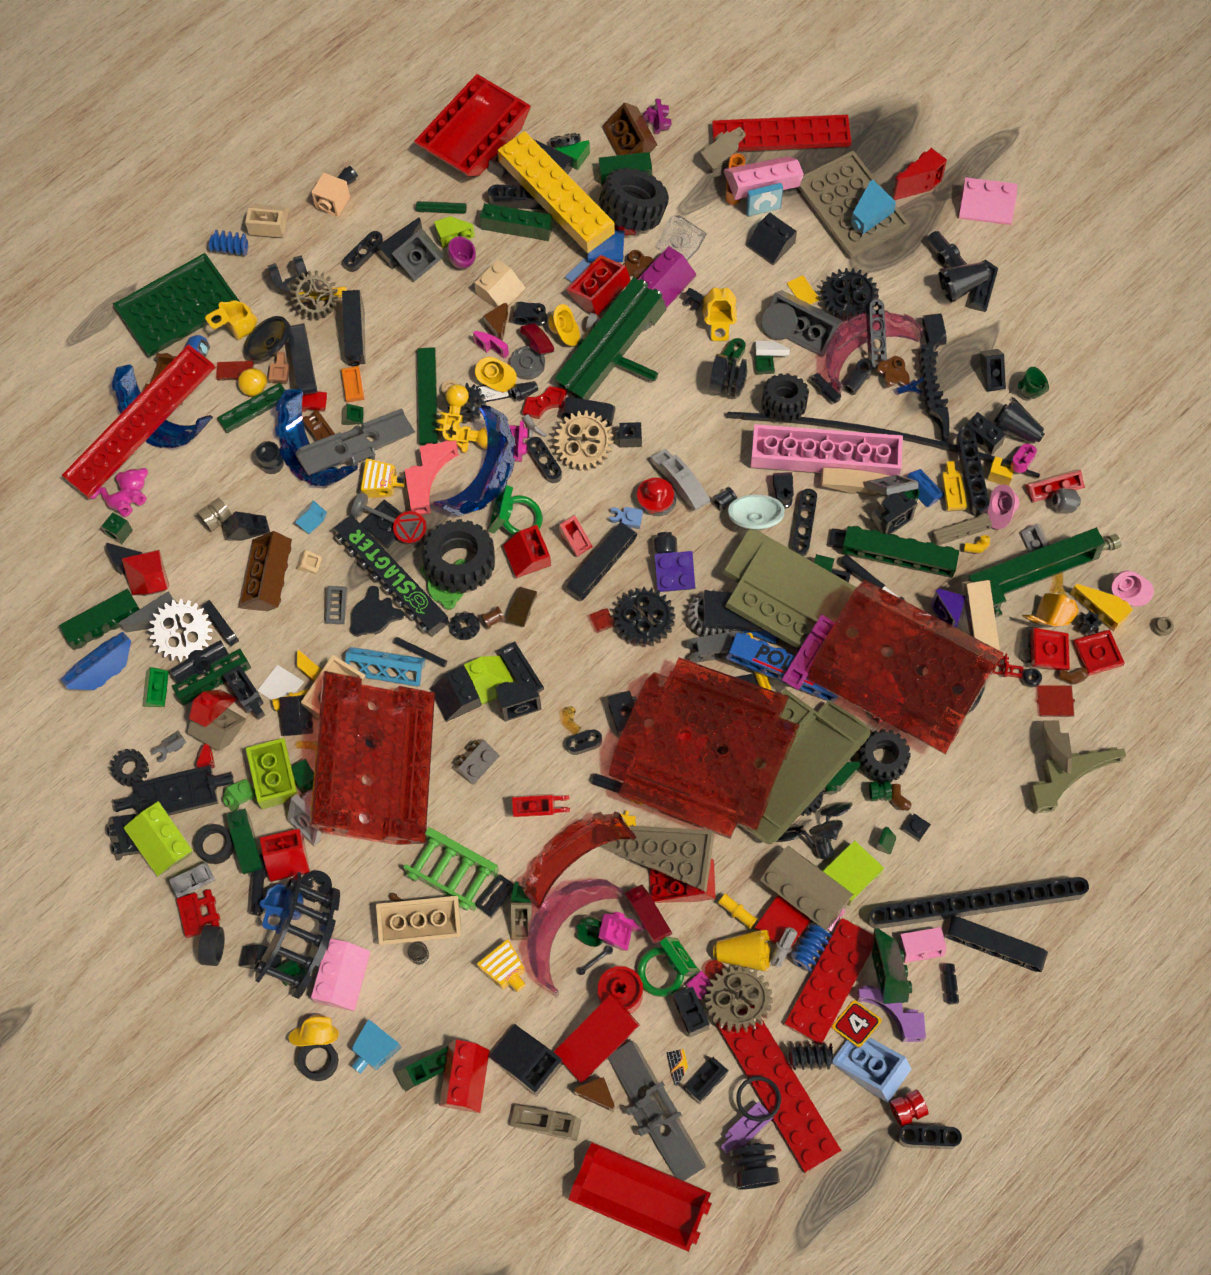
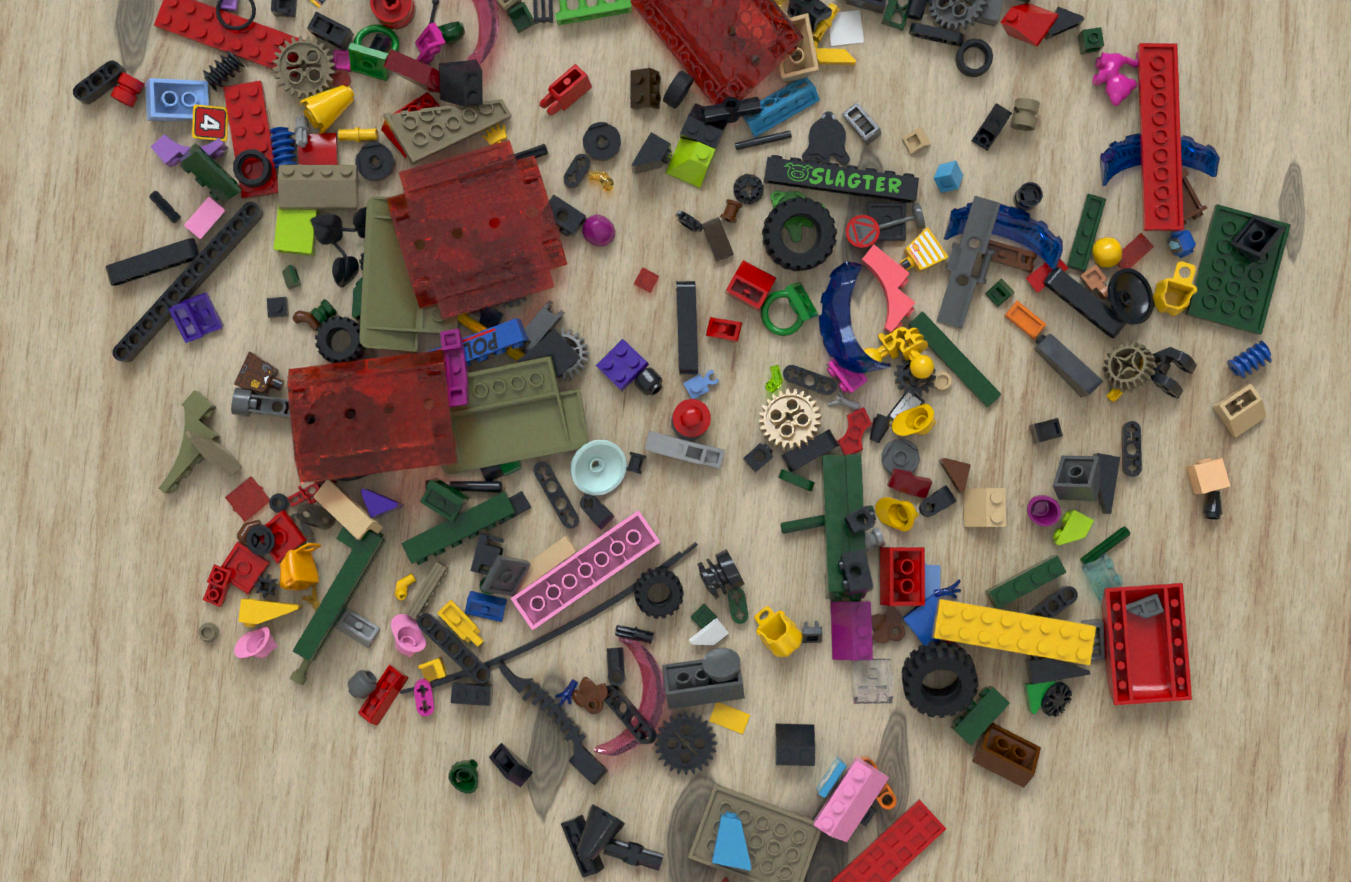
camera: 140 degrees right, 20 degrees up
(144, 306) = (1256, 238): none -> black slope
(206, 572) = (978, 43): none -> black tyre
(265, 572) = (940, 101): reddish brown slope -> none
(411, 303) = (1045, 430): none -> black slope
(435, 687) = (730, 109): none -> black piece
(450, 733) = (678, 89): none -> black tyre
(451, 148) = (1146, 606): none -> dark grey tile
(461, 187) = (1102, 575): none -> clear light blue bracket
(487, 342) = (948, 445): dark pink slope -> none
(520, 667) = (672, 187): black plate -> none
(532, 631) = (689, 221): none -> black gear
(542, 737) = (595, 150): none -> black plate
(568, 478) = (776, 379): none -> clear neon green arm
(569, 847) = (522, 72): clear red windscreen -> none
(574, 256) = (948, 590): none -> clear blue bar
(602, 330) = (856, 528): none -> black brick
(606, 683) = (598, 230): none -> magenta hat
(616, 399) = (796, 480): none -> dark green beam
(617, 871) = (461, 83): none -> black slope
(631, 280) = (858, 561): none -> black brick
(632, 627) = (616, 290): black gear -> none
(655, 116) = (1000, 791): magenta hips -> none
(658, 970) = (380, 42): none -> black tile
(722, 149) = (910, 801): dark tan hinge -> none
(737, 867) = (366, 155): none -> black plate
(850, 931) = (242, 157): none -> black tyre
(894, 571) = (444, 499): none -> dark green bracket
(974, 783) = (258, 375): none -> torso
(993, 868) = (196, 317): none -> dark purple slope
(1000, 768) = (245, 403): none -> dark grey beam
(1010, 642) = (315, 516): none -> clear smoke plate
(1018, 422) = (452, 726): black cone -> none
(1071, 650) = (253, 540): none -> black gear
(1130, 651) = (218, 585): none -> red slope

